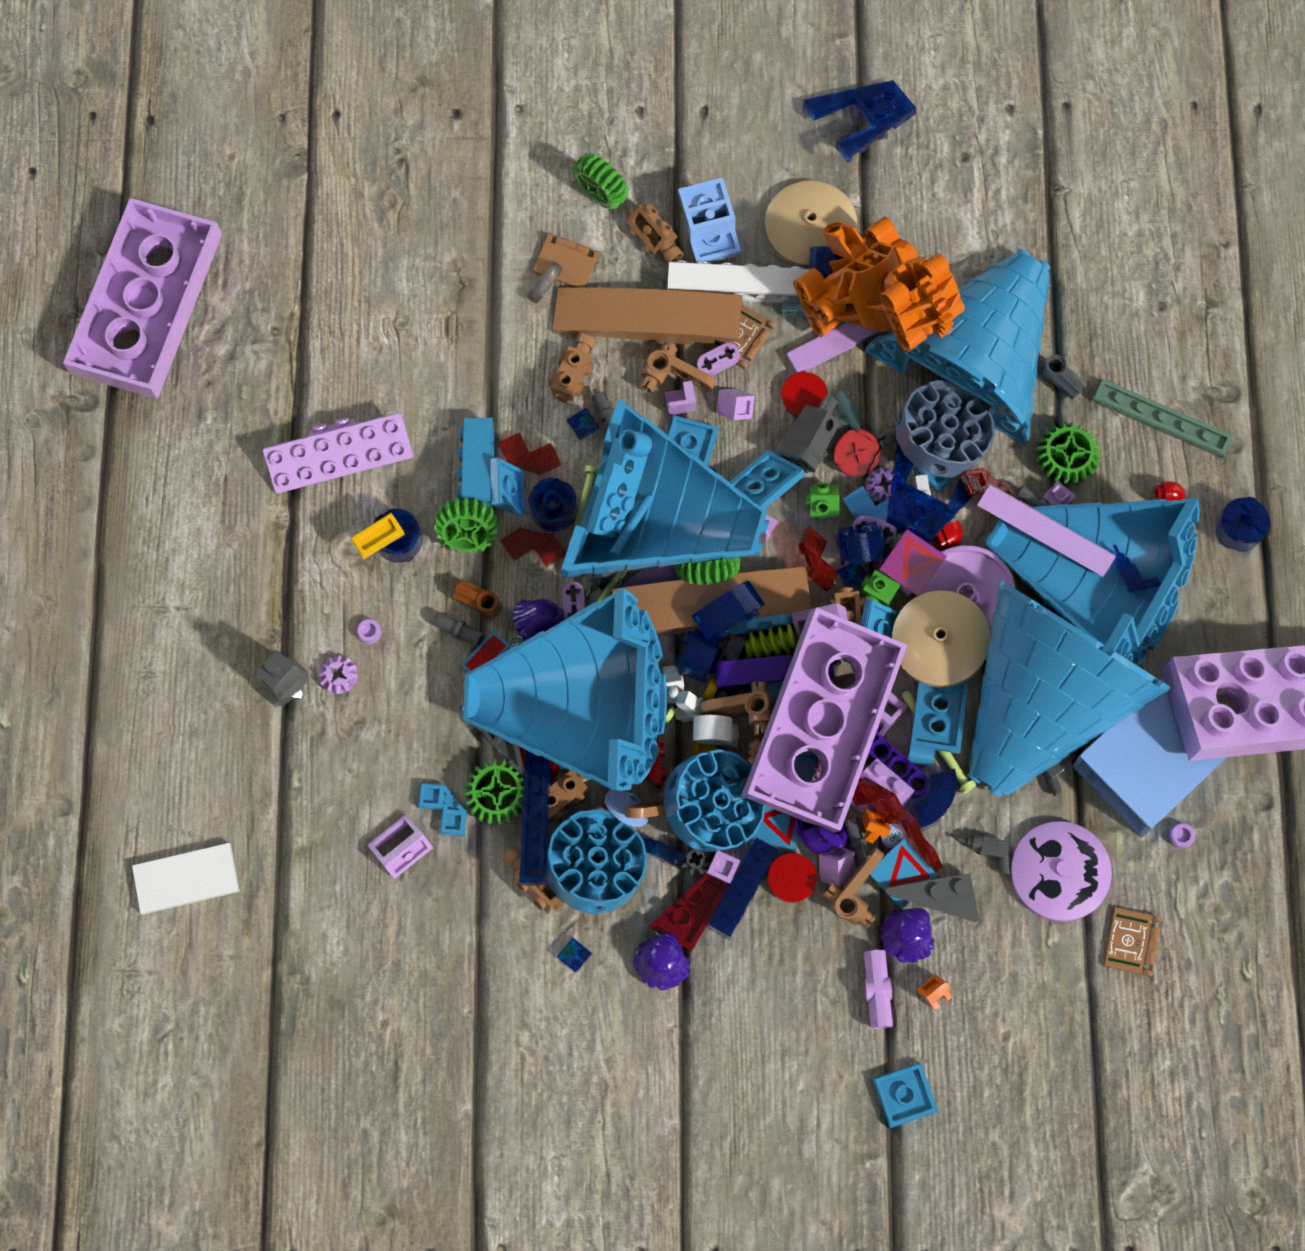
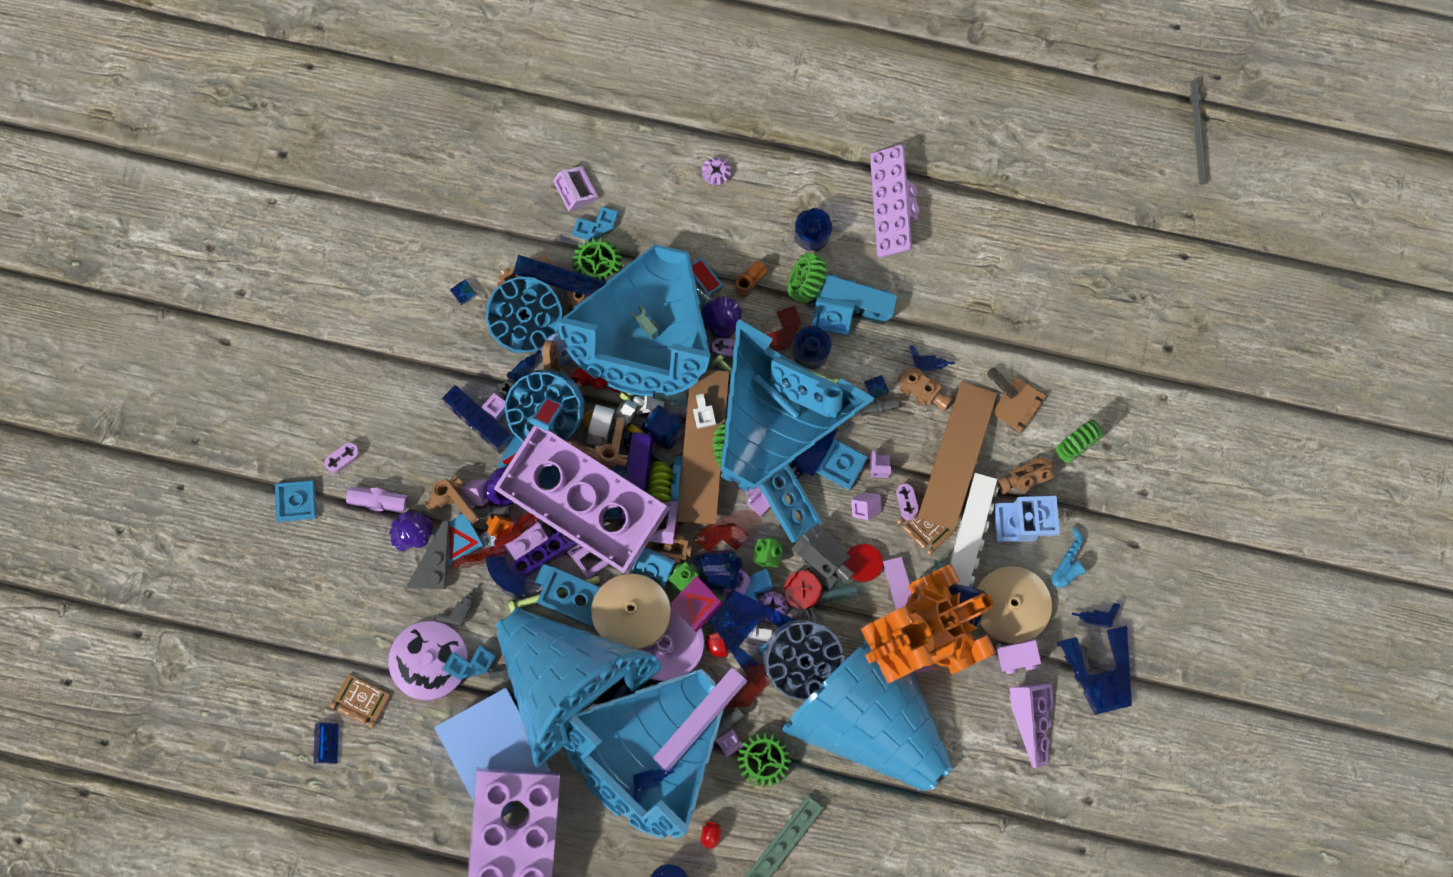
camera: 95 degrees right, 0 degrees up
(127, 133) = (1195, 99): none -> dark grey bar
(143, 298) = (1046, 82): lavender plate -> none
(185, 878) = (590, 42): white tile -> none
(281, 679) = (720, 128): dark grey piece -> none
(369, 631) = (745, 198): lavender tile -> none
(377, 536) = (811, 210): yellow tile -> none
(459, 629) = (729, 261): dark grey pin -> none
(536, 461) = (861, 334): clear red tile -> none
(537, 370) = (927, 362): none -> clear blue piece
(576, 698) = (647, 325): none -> sand green plate
(661, 962) = (439, 350): dark purple hair -> none
(675, 366) = (909, 463): medium nougat piece -> none
(677, 602) = (703, 414): none -> white plate
(691, 912) = (468, 376): dark red wing -> none
(728, 610) = (688, 450): clear blue brick -> none
(731, 784) = (546, 413): none -> tile
(756, 174) = (1065, 571): none -> dark azure piece
(792, 878) = (477, 459): red tile -> none
(801, 129) = (1100, 618): none -> clear blue piece
(837, 1045) = (339, 454): none -> lavender beam
(870, 201) = (1018, 655): none -> lavender brick
(927, 182) = (1031, 711): none -> lavender wedge
(934, 989) = (364, 540): orange tile -> none
(1050, 808) = (461, 668): none -> dark azure tile
(1065, 379) = (829, 776): dark grey piece -> none
(1181, 835) = (430, 762): lavender tile -> none
(1196, 969) = (326, 743): none -> clear blue slope

